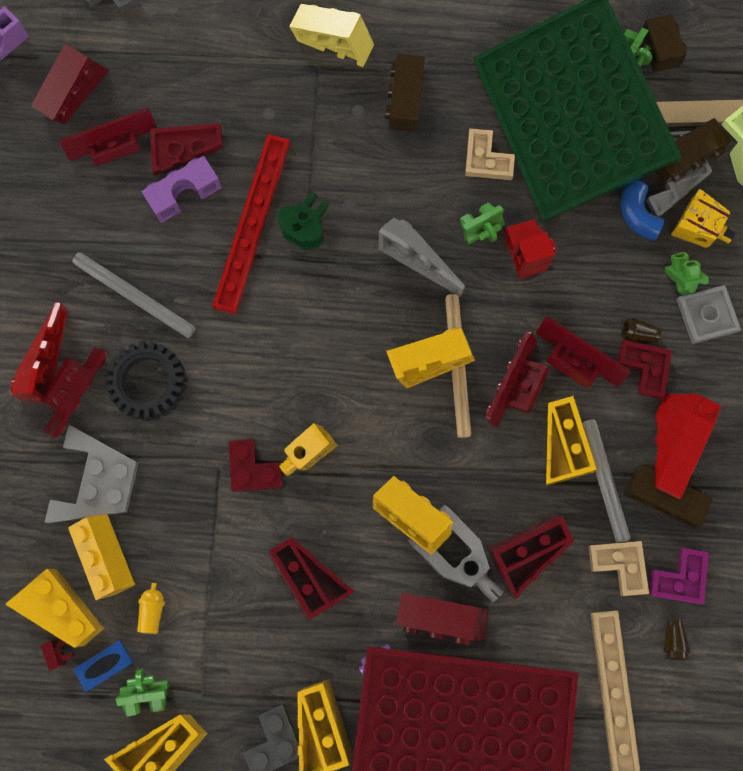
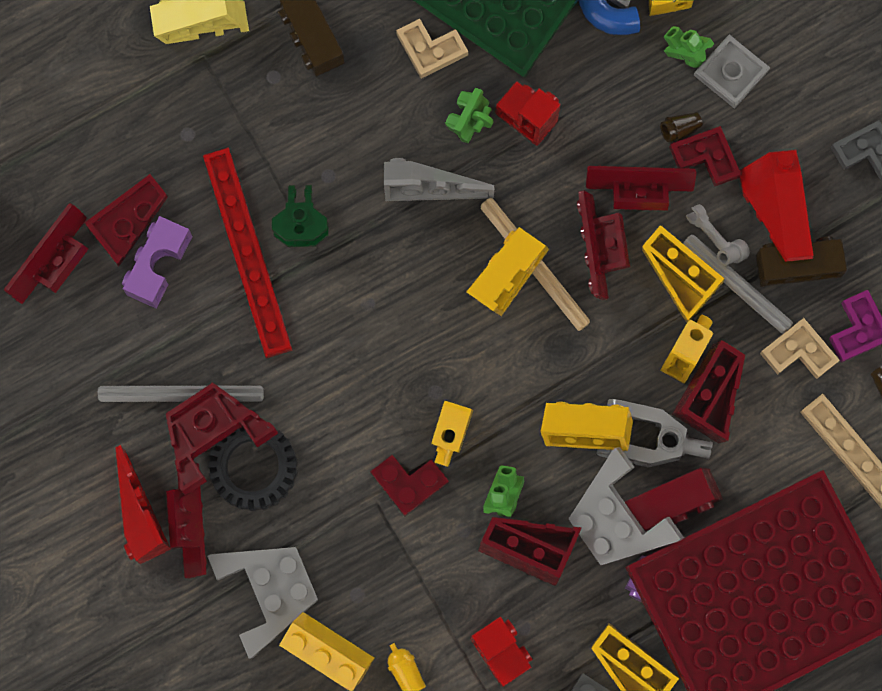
camera: 35 degrees left, 0 degrees up
(128, 325) = (205, 422): none -> dark red wing
(230, 646) = (500, 651): none -> red brick
(315, 524) = (504, 492): none -> bright green hips
(379, 602) = (609, 524): none -> light grey wing
(533, 505) = (688, 348): none -> yellow torso
(614, 451) = (729, 251): none -> light grey brick

